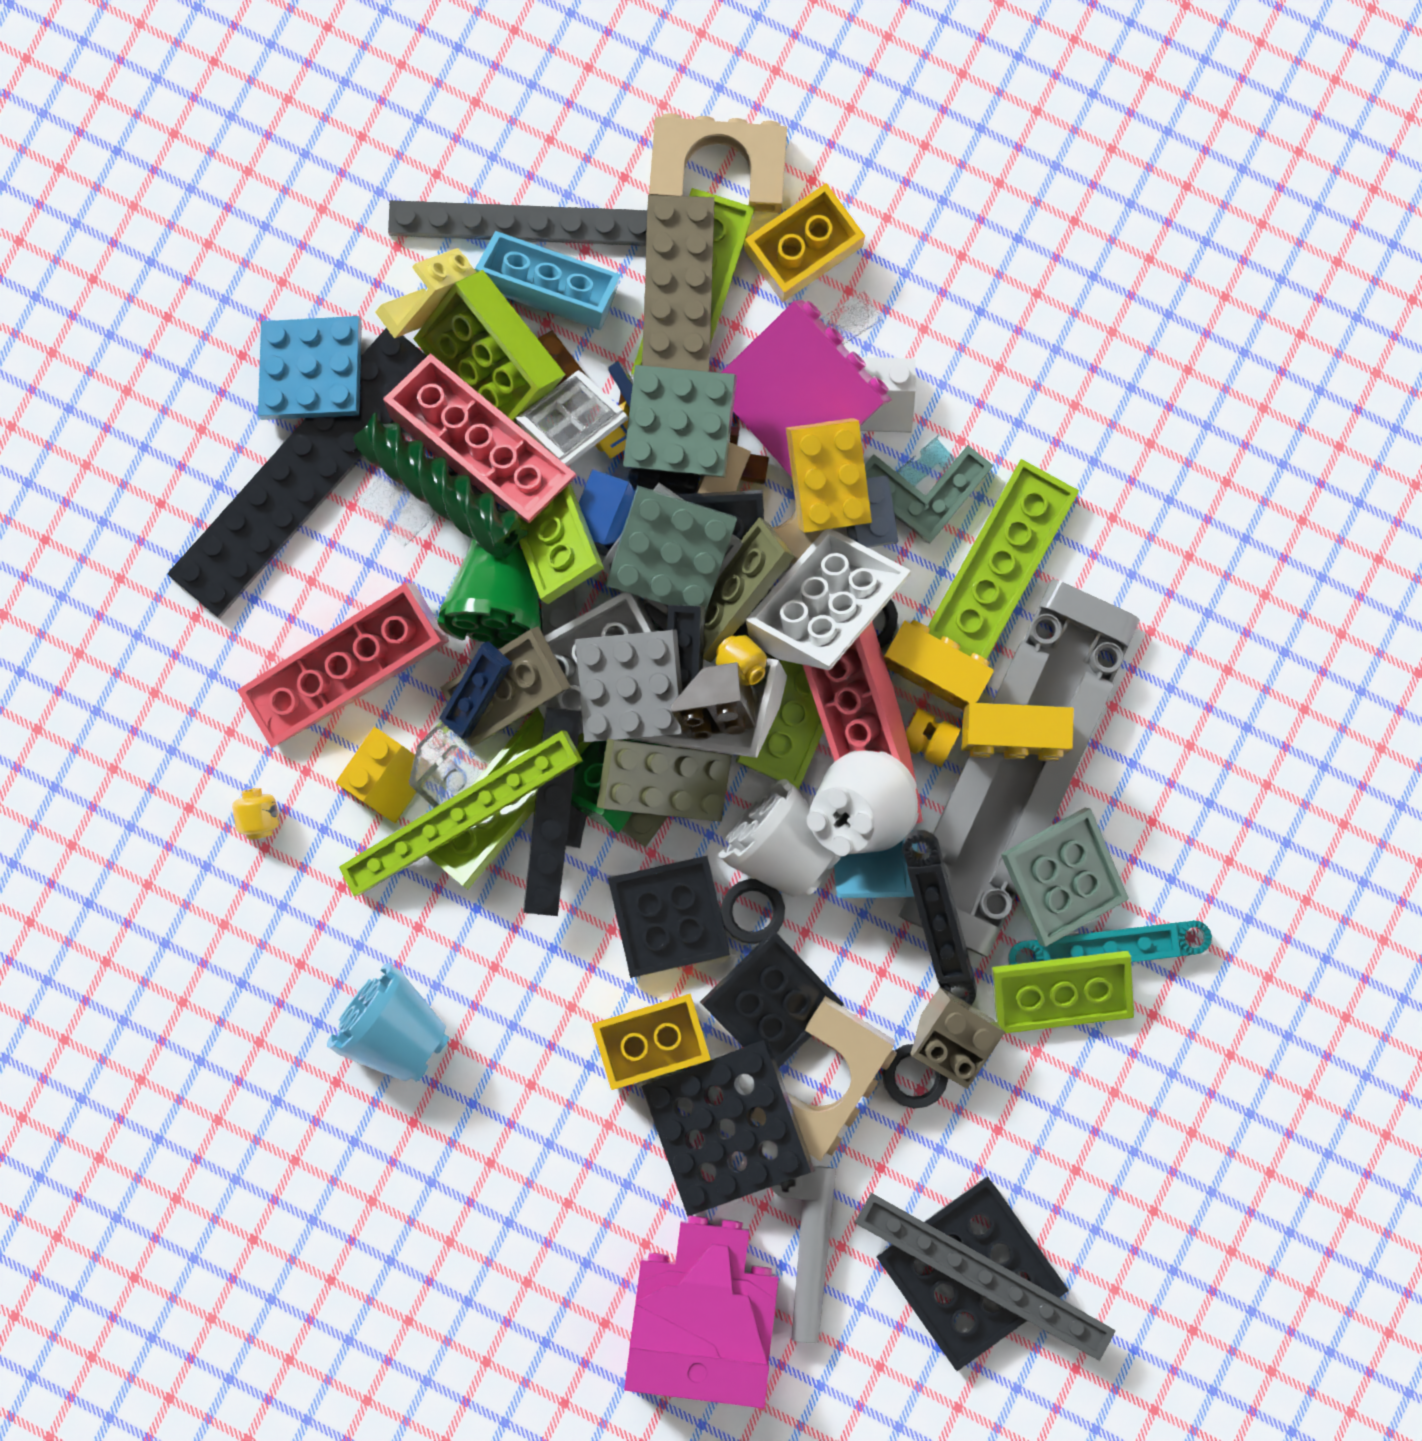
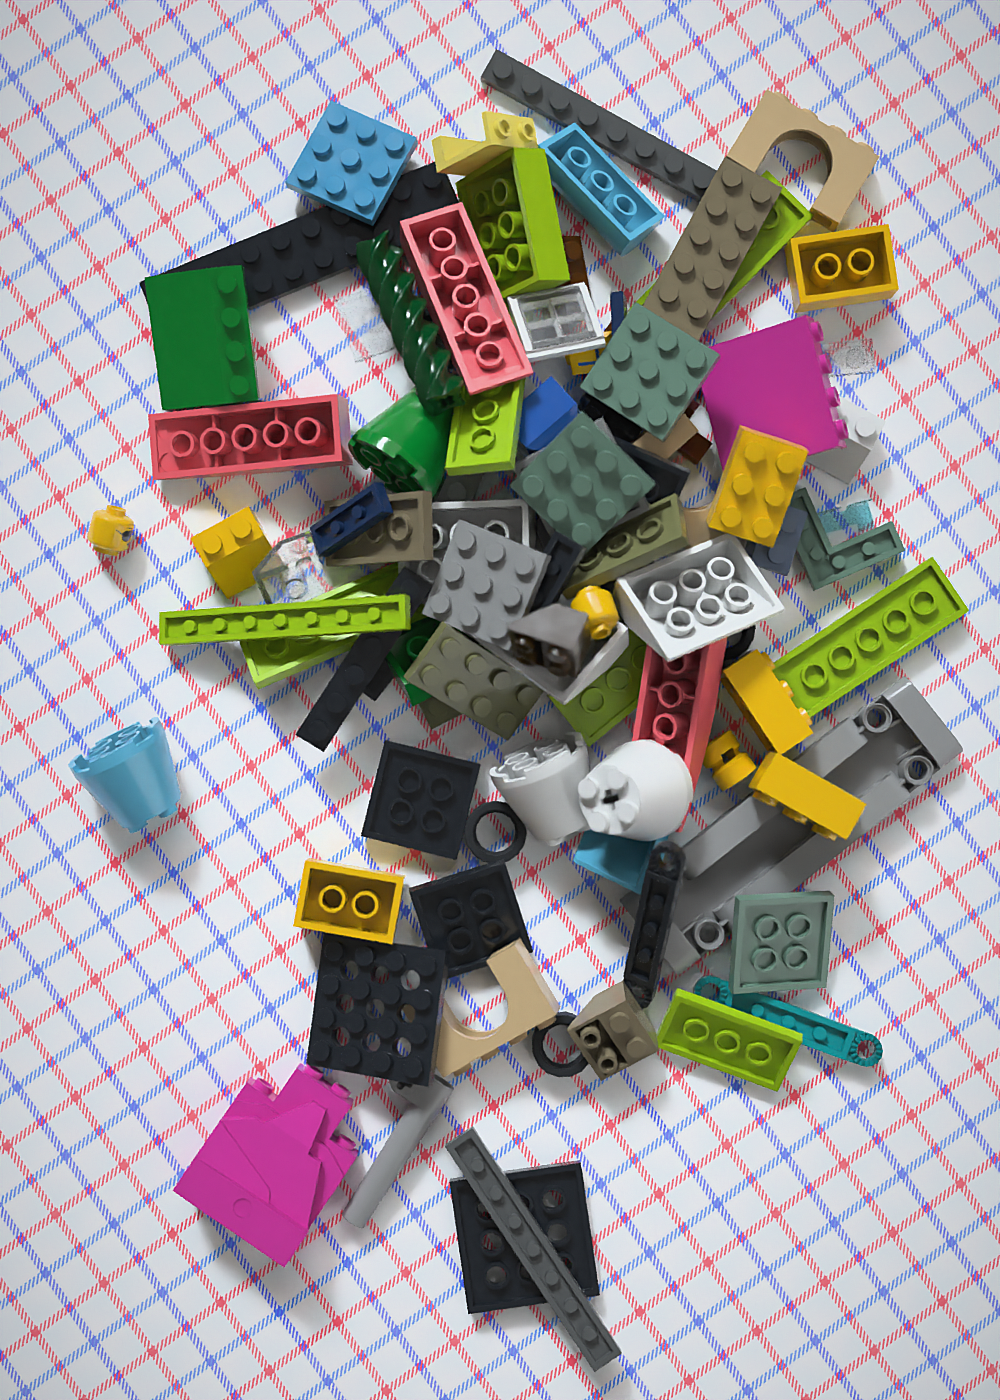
camera: 35 degrees right, 5 degrees up
(253, 595) = (202, 337): none -> green slope

